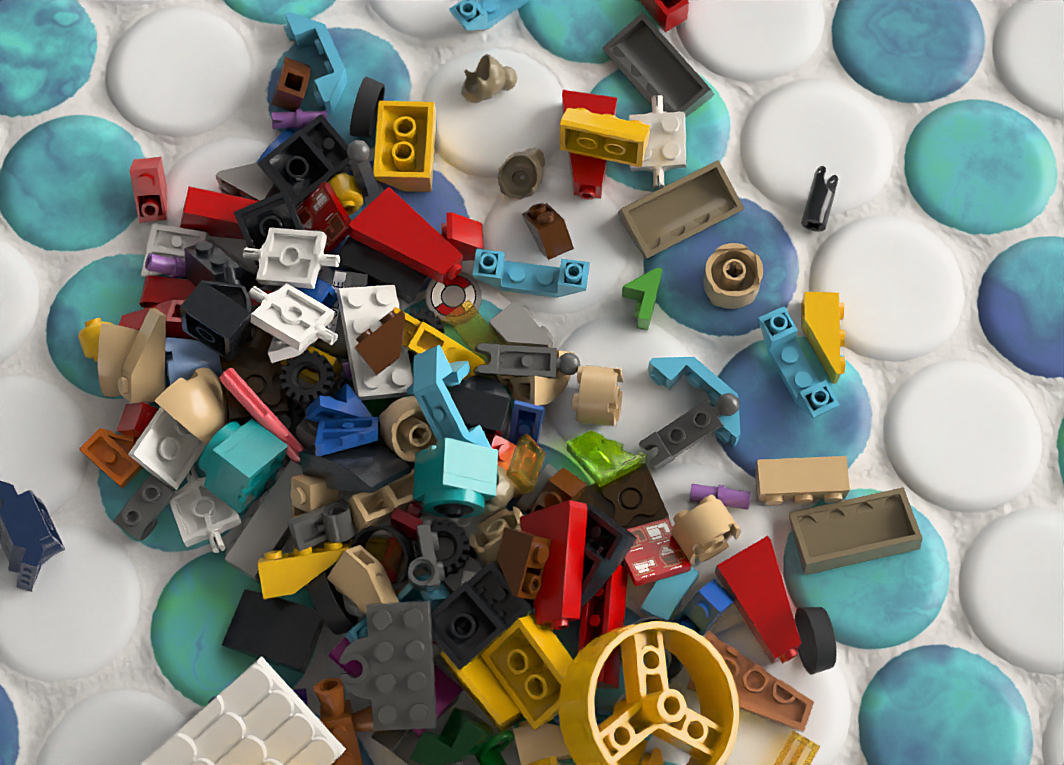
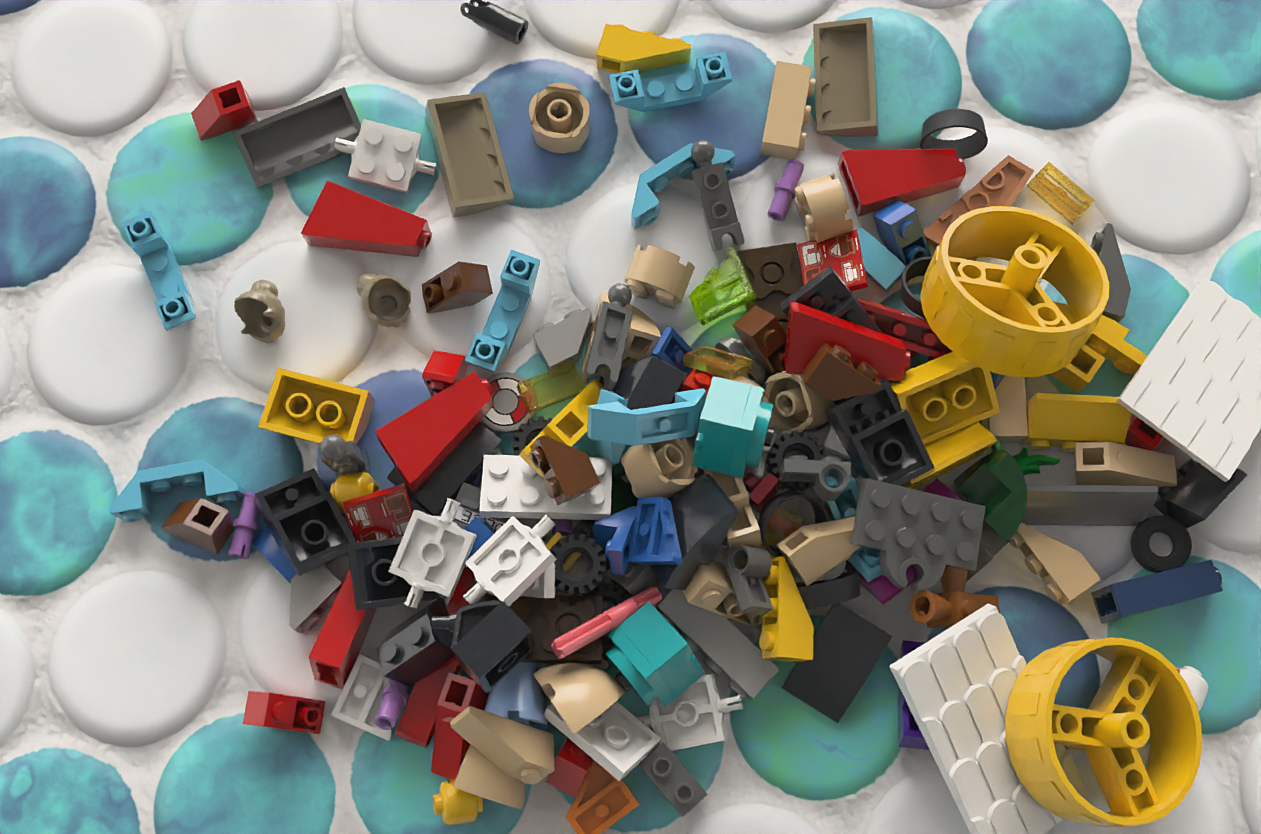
camera: 80 degrees left, 5 degrees up
(366, 108) = (260, 443): black tyre -> none
(604, 136) = (375, 197): yellow slope -> none
(644, 291) = (554, 204): bright green slope -> none

